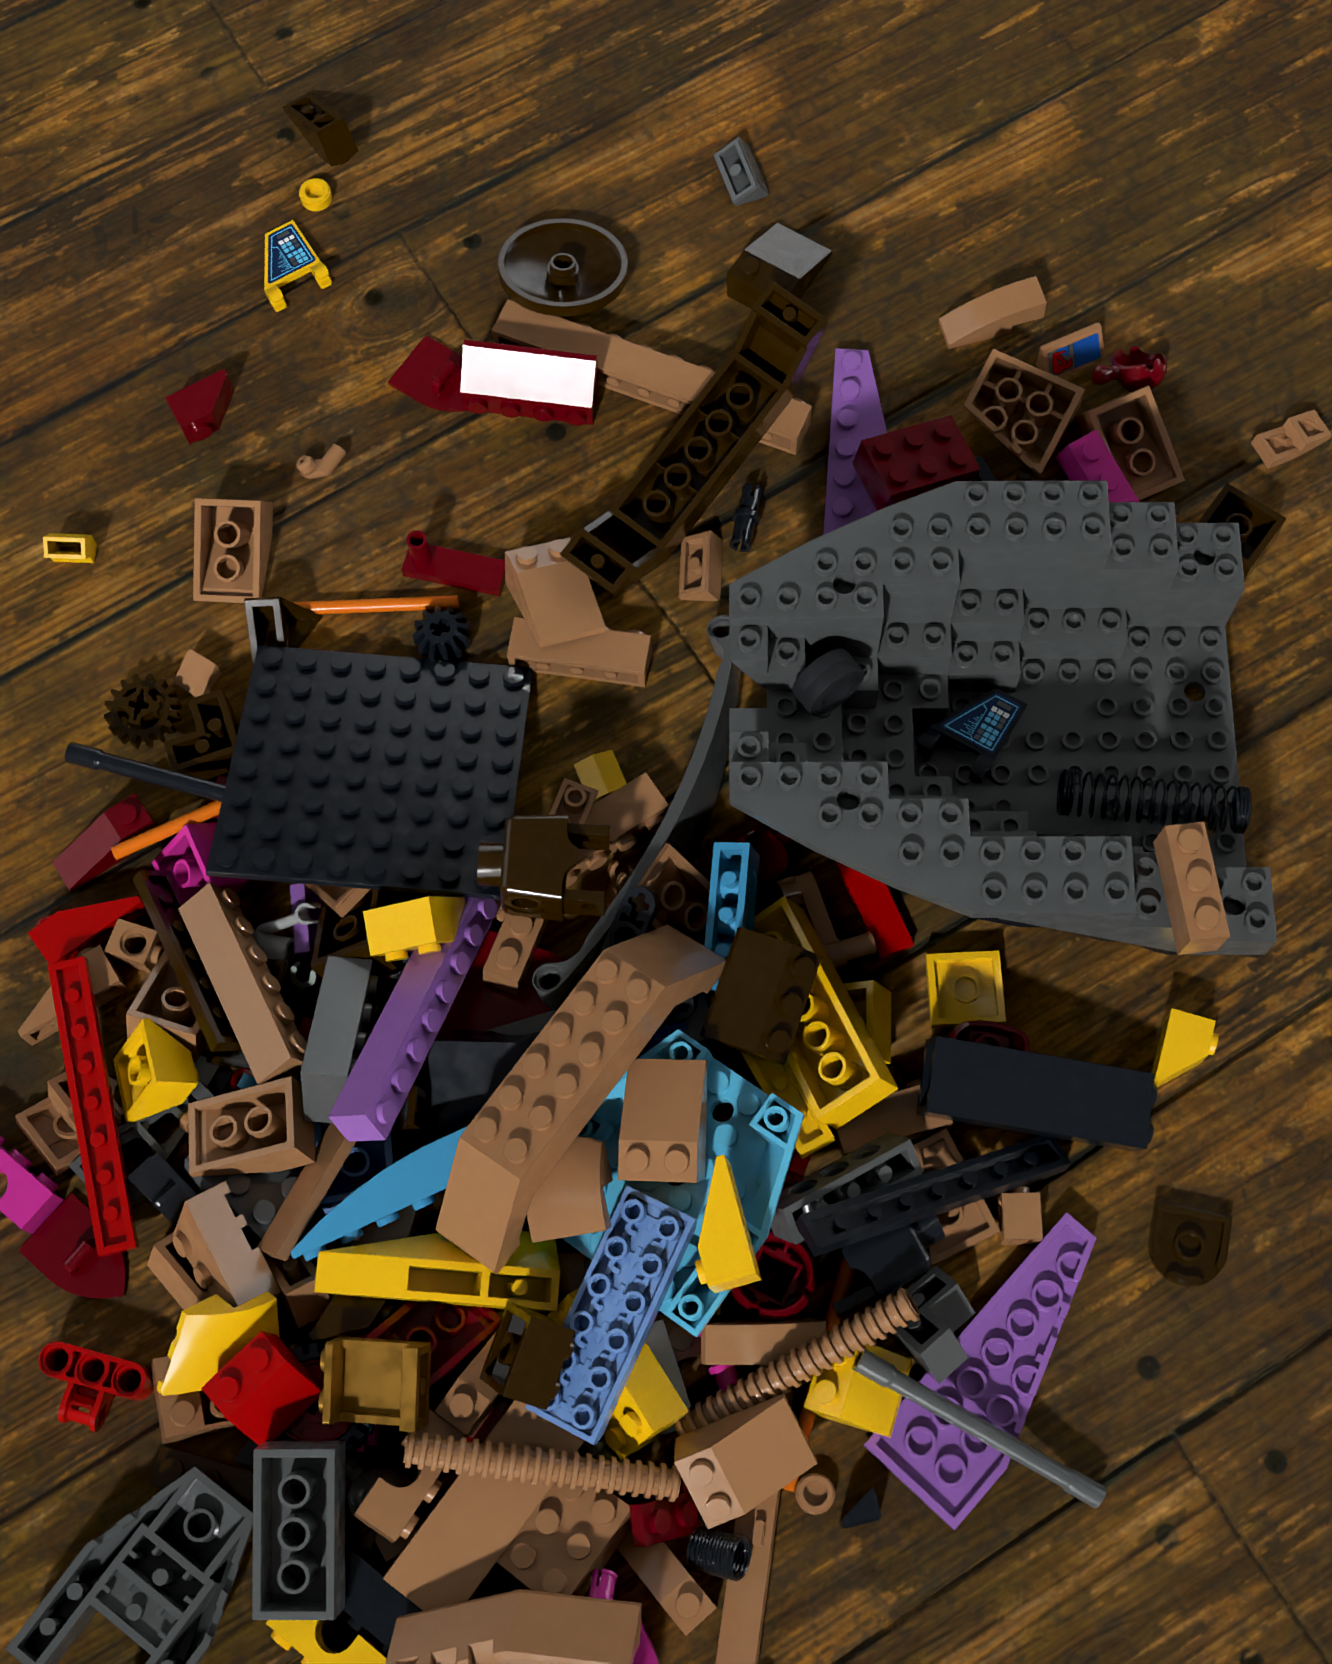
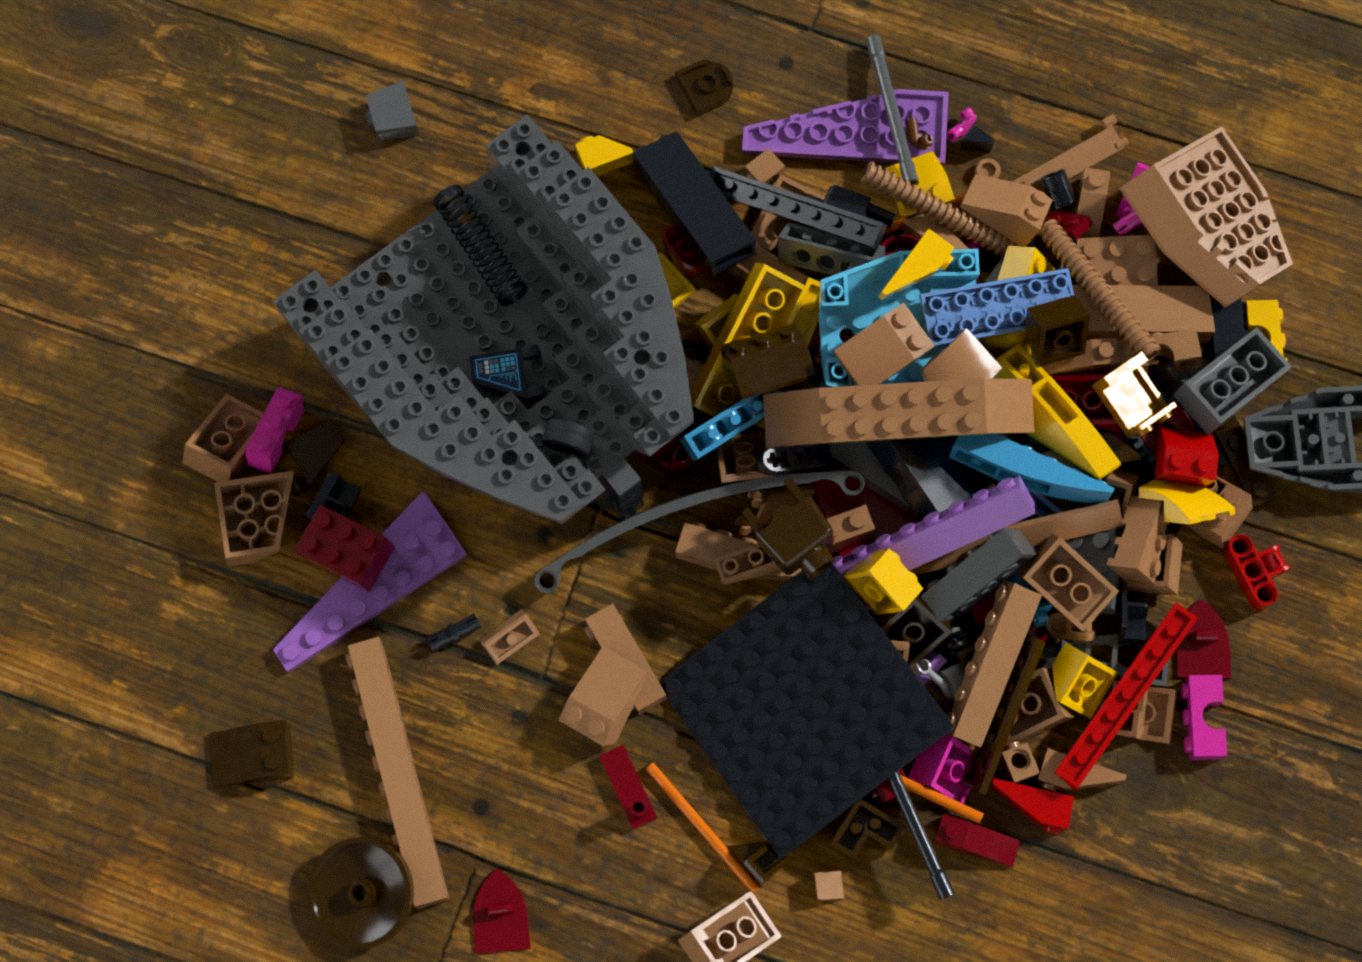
camera: 130 degrees left, 5 degrees up
(153, 717) = (886, 906): dark brown gear -> none
(321, 467) = (625, 935): medium nougat arm -> none
(442, 634) = (685, 744): black gear -> none
(529, 382) = (468, 839): slope -> none
(601, 773) = (695, 581): yellow piece -> none
(703, 445) = (443, 678): dark brown slope -> none
(740, 172) = (189, 843): dark grey slope -> none
(894, 1504) = (963, 127): none -> dark pink arm
(922, 1431) = (916, 138): none -> reddish brown arm
(942, 1312) = (848, 172): dark grey brick -> none
(994, 313) = (187, 590): medium nougat slope -> none
(1072, 351) = (182, 523): slope -> none
(1132, 370) = (167, 472): dark red hair -> none
(1191, 888) = (548, 153): medium nougat brick -> none
(1257, 523) = (250, 334): dark brown brick -> none
(1292, 439) = (148, 352): medium nougat slope -> none

